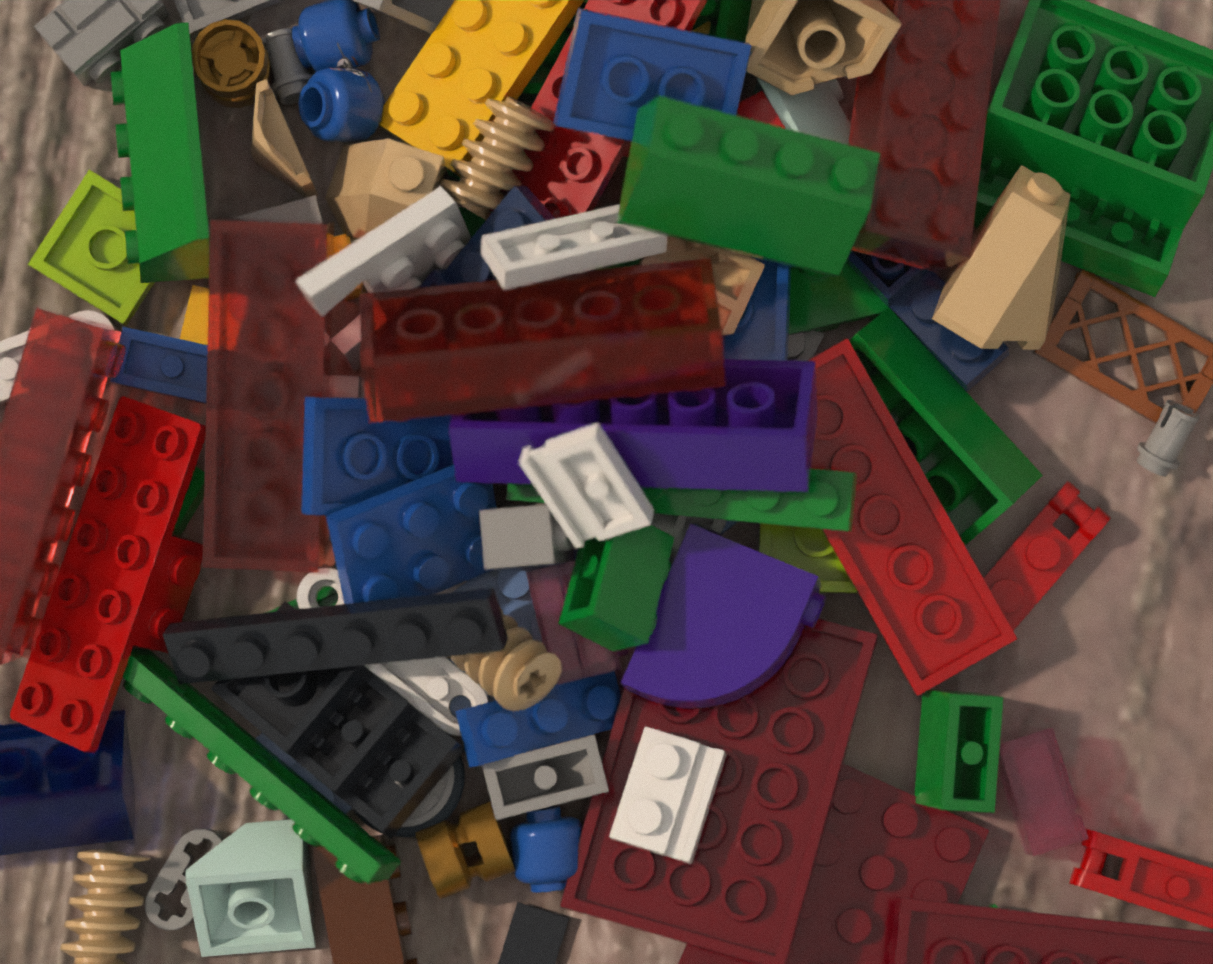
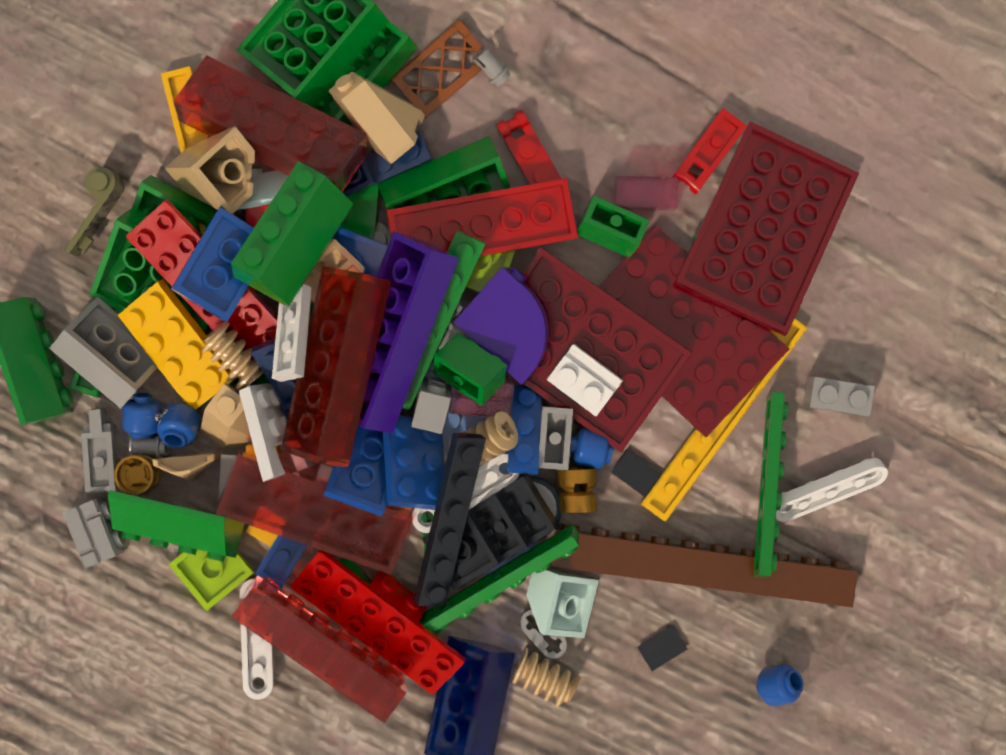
camera: 70 degrees left, 5 degrees up
(587, 485) = (417, 368): white plate -> none

